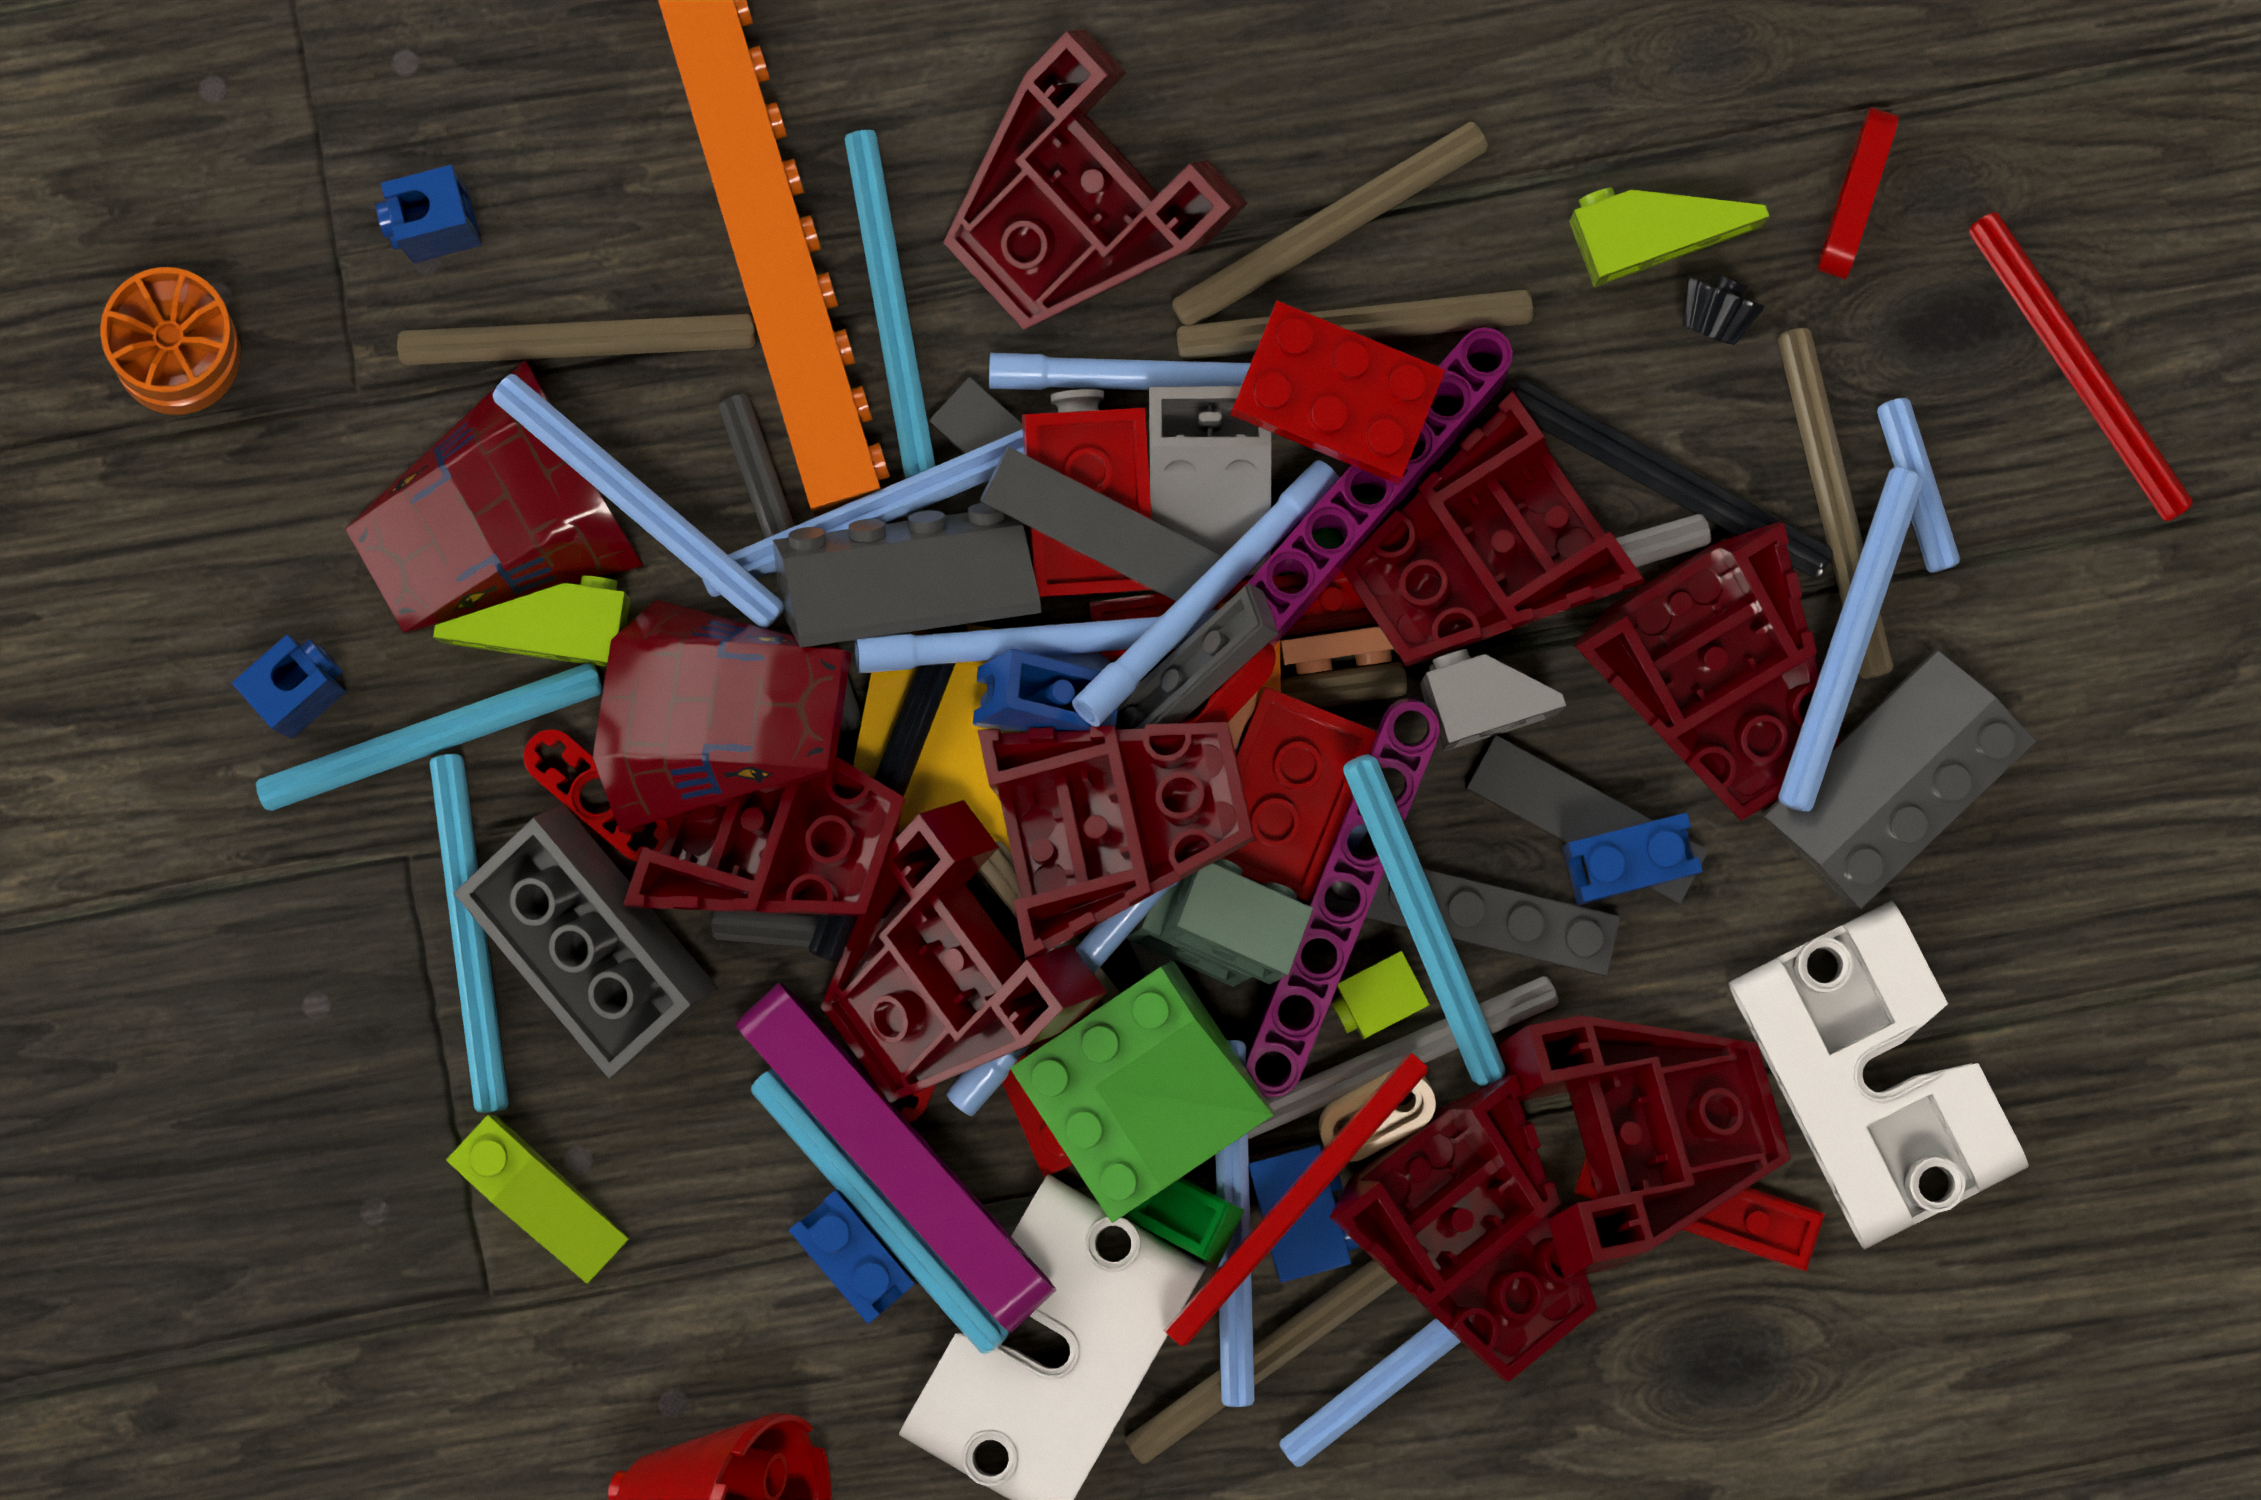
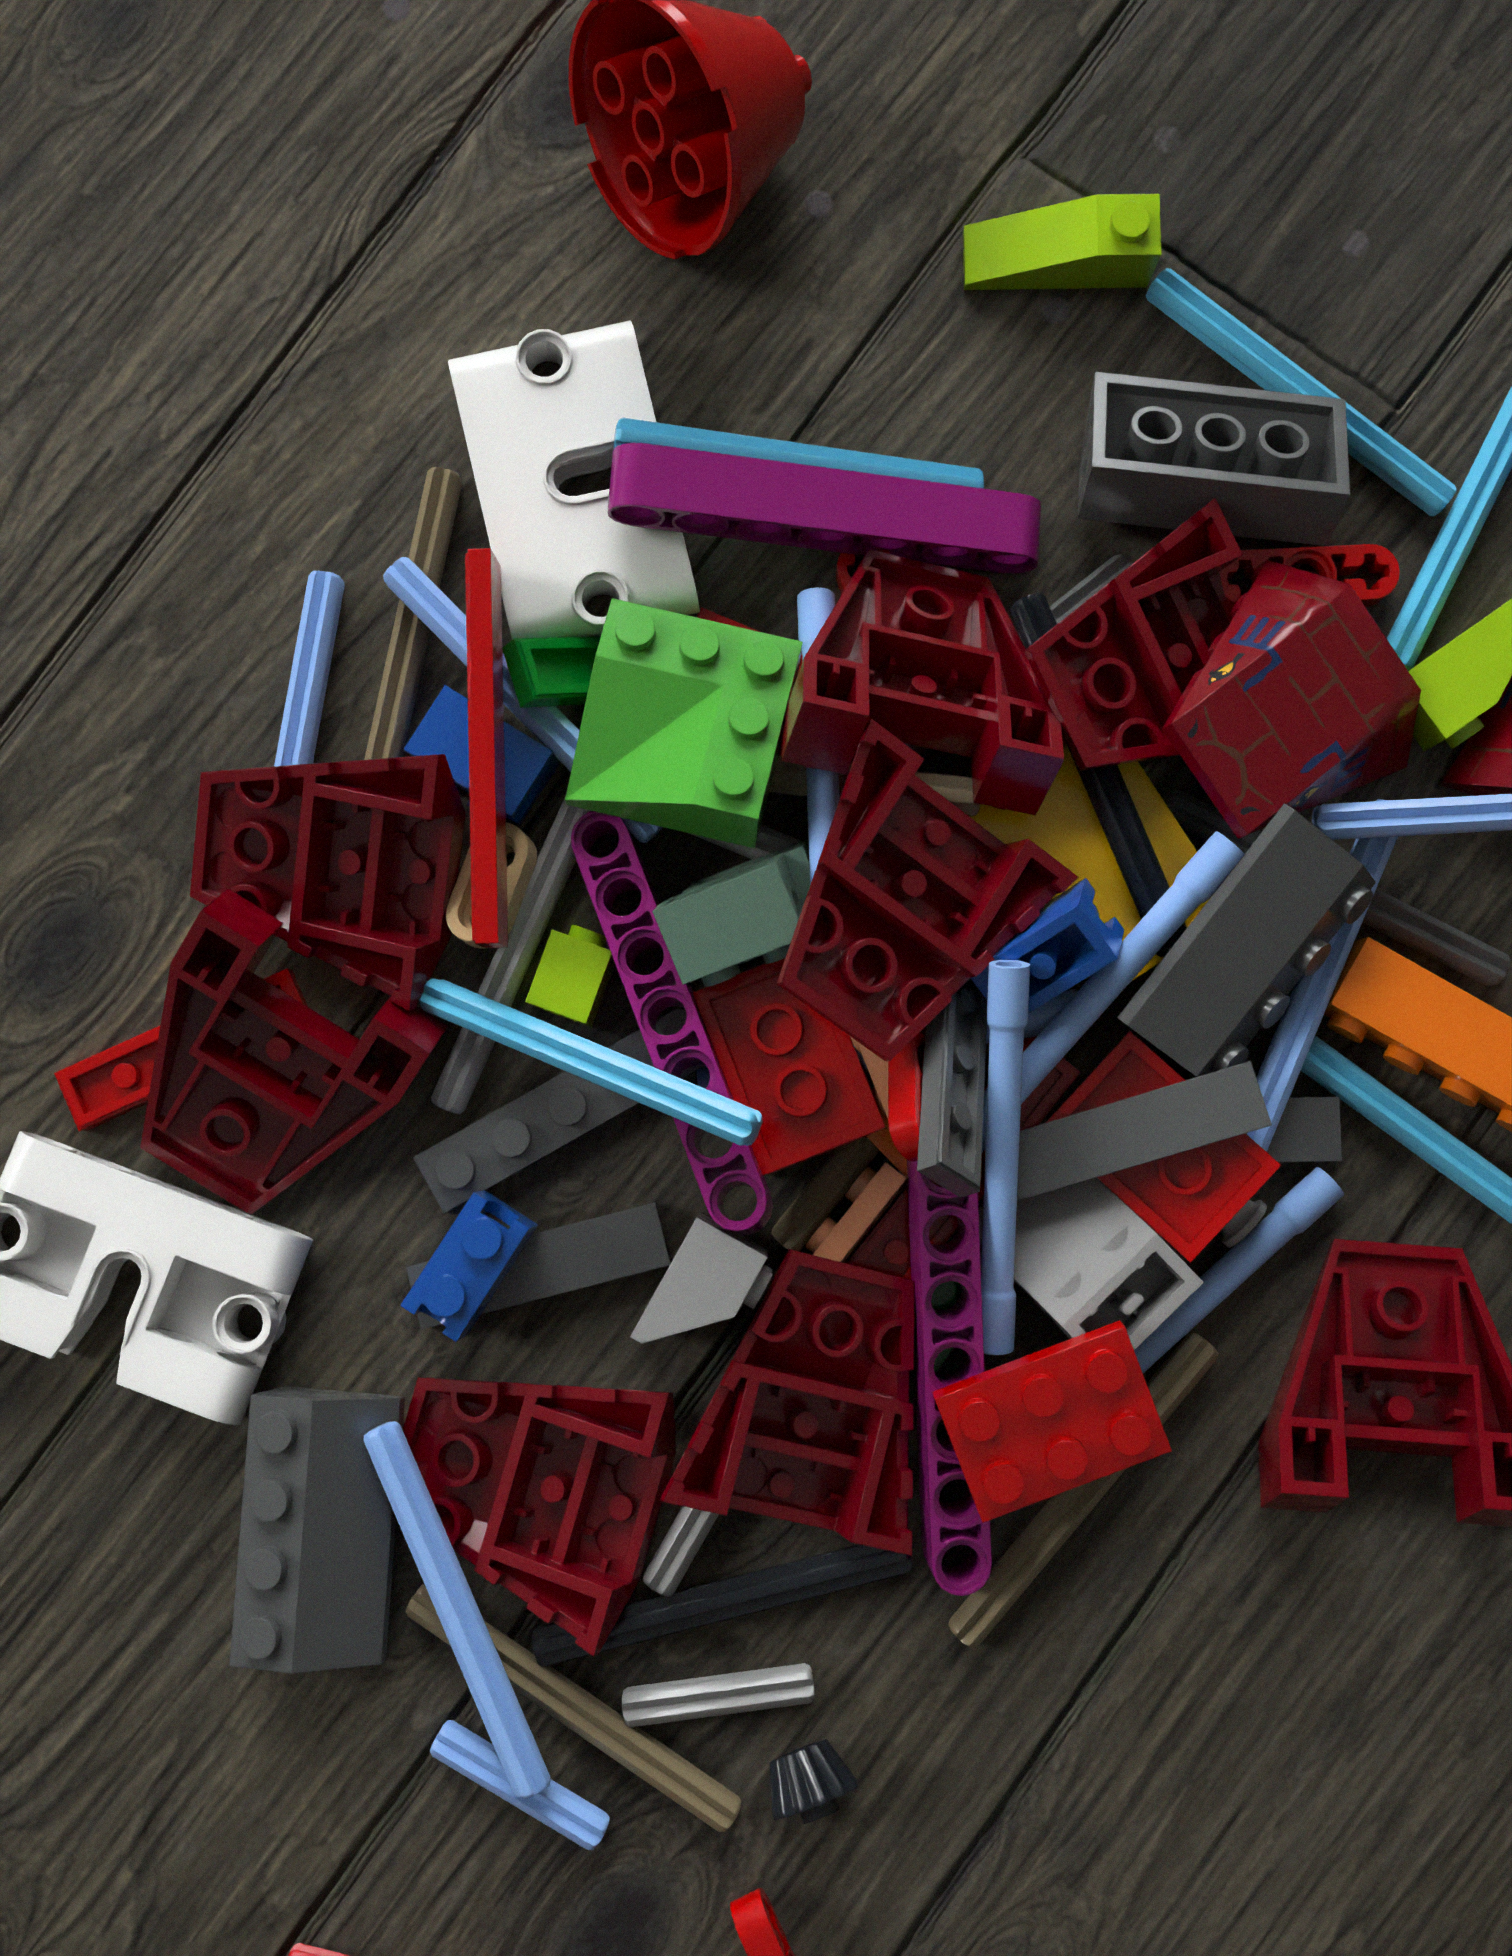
camera: 140 degrees right, 0 degrees up
(853, 1257) = (788, 406): blue brick -> none
(1330, 224) = (1178, 1555): dark tan axle -> none
(1649, 228) = (924, 1798): lime slope -> none
(1729, 419) = (718, 1695): none -> light grey axle

